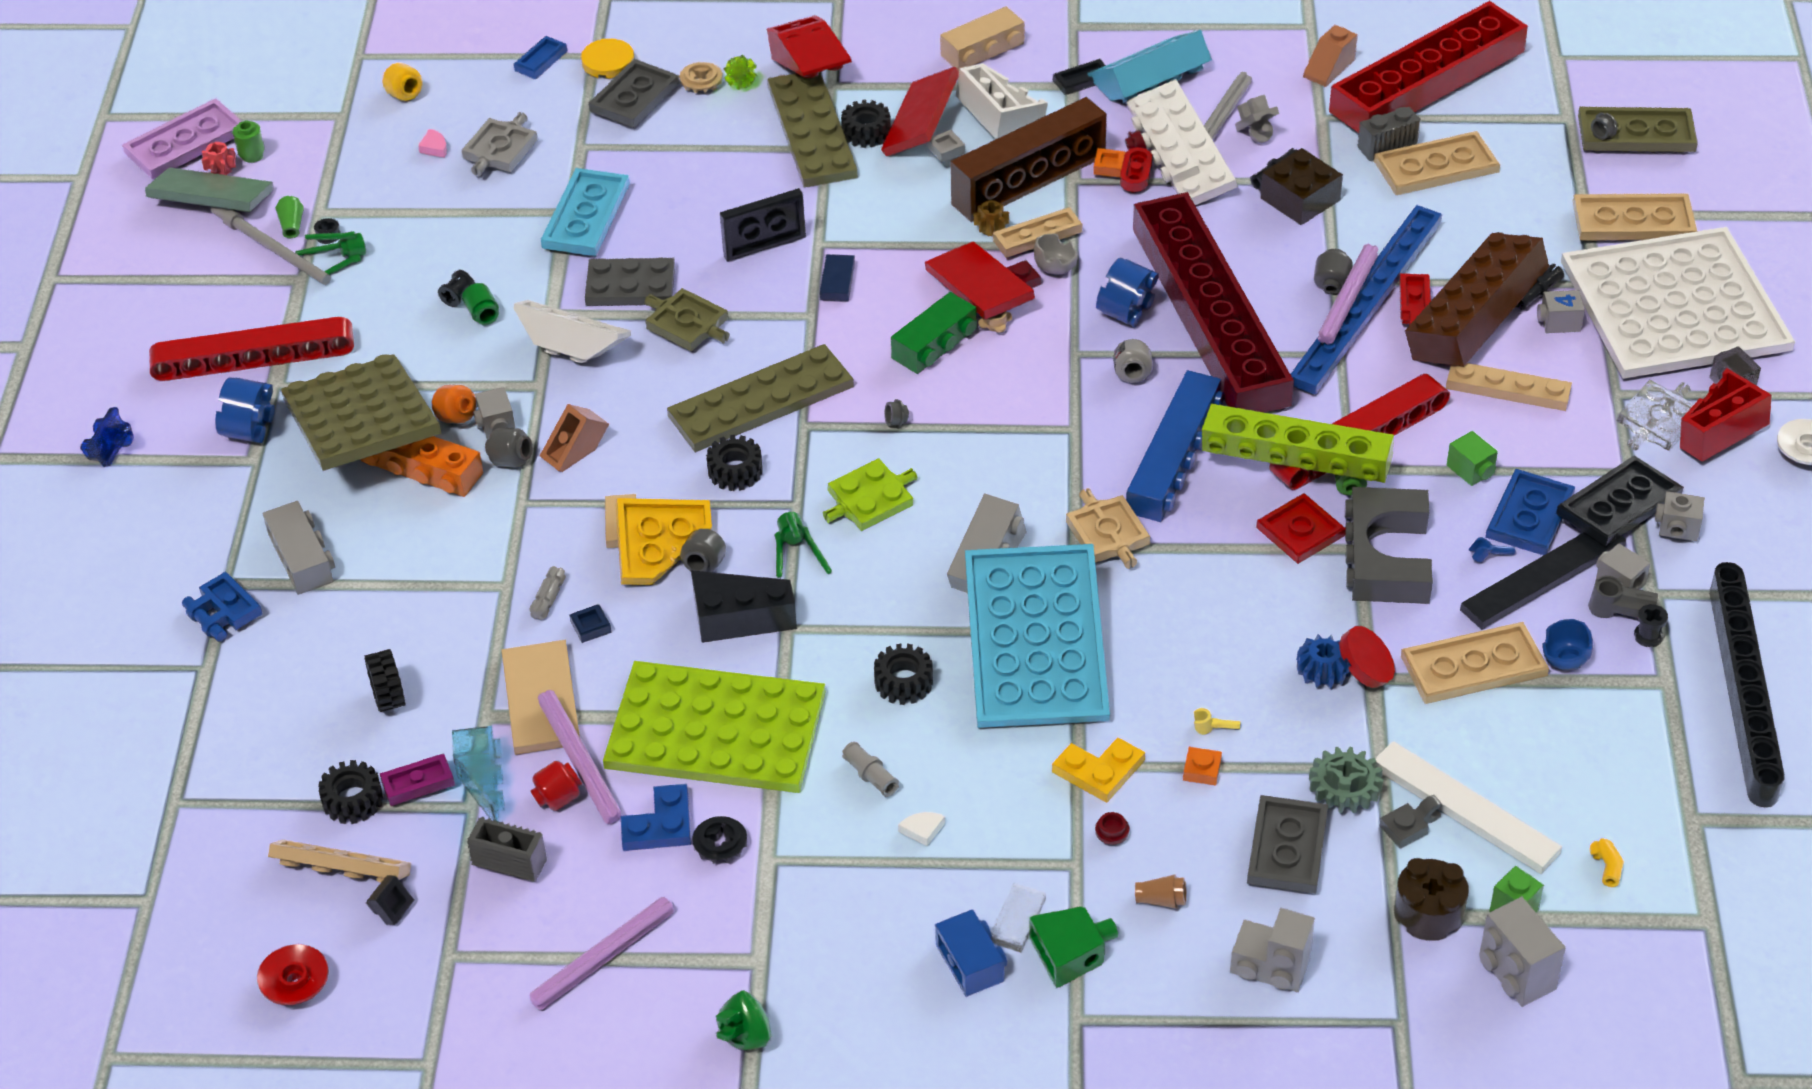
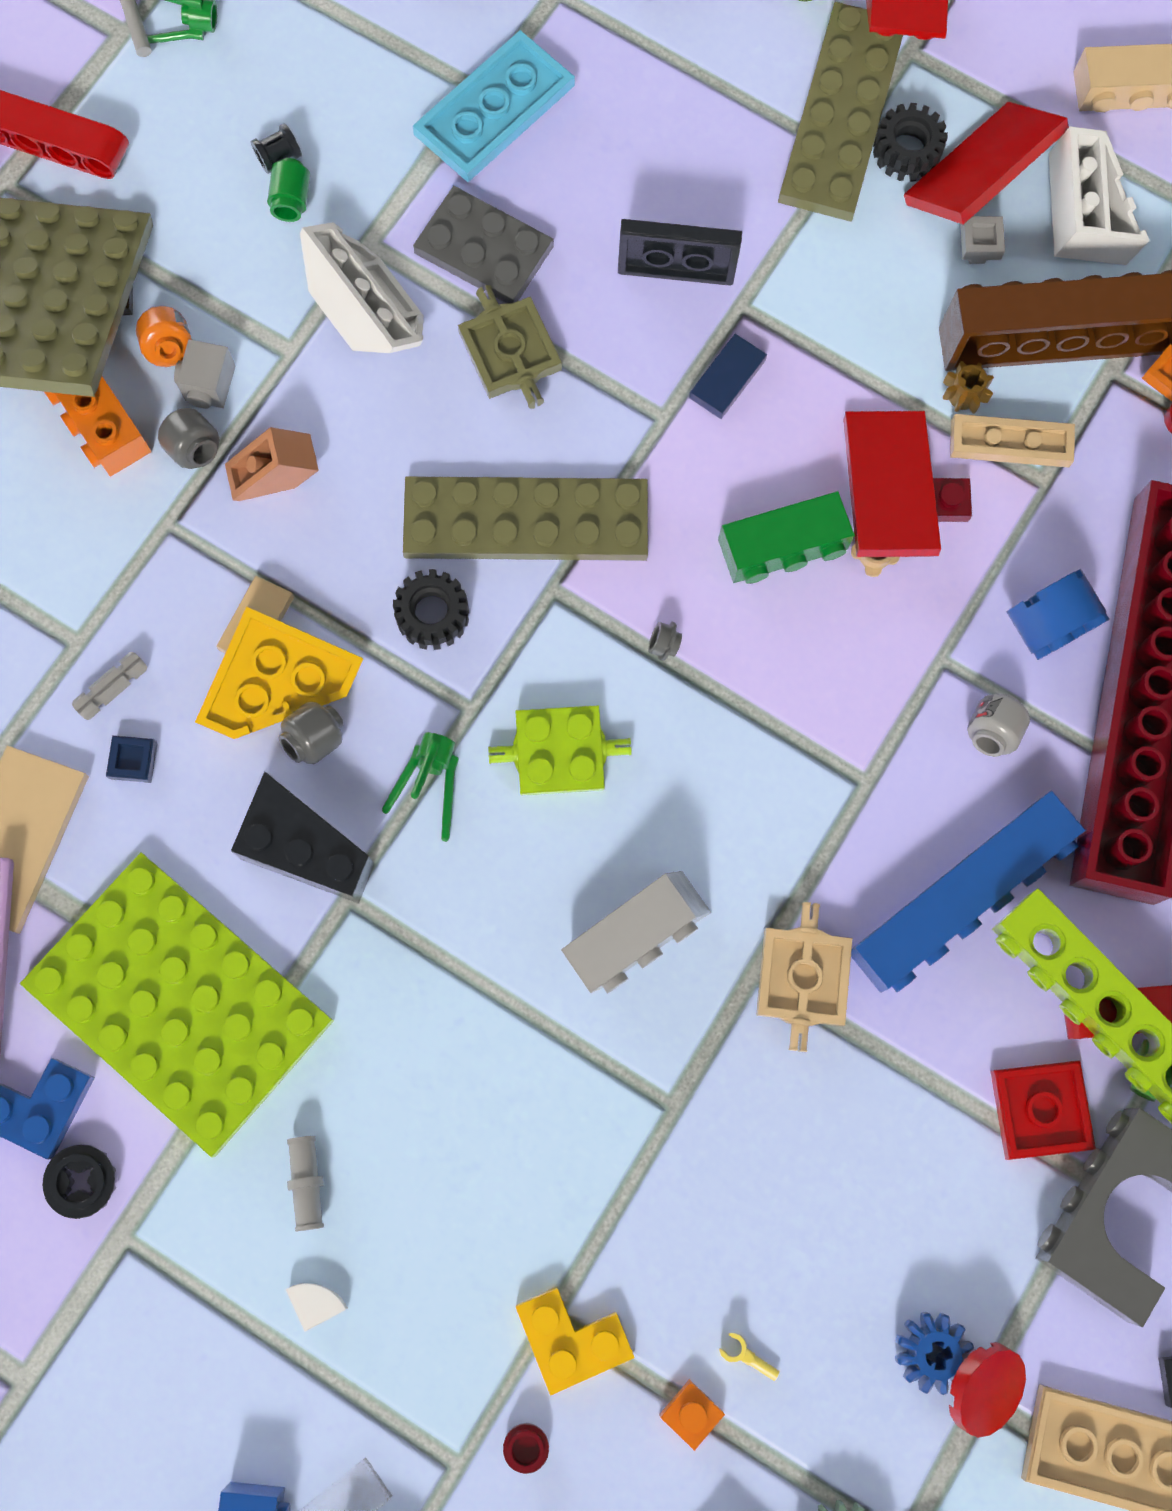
camera: 25 degrees right, 30 degrees up
(906, 687) = (401, 1060): black tyre -> none
(1036, 636) = (607, 1113): medium azure plate -> none
(1053, 255) = (1009, 494): light grey hair -> none

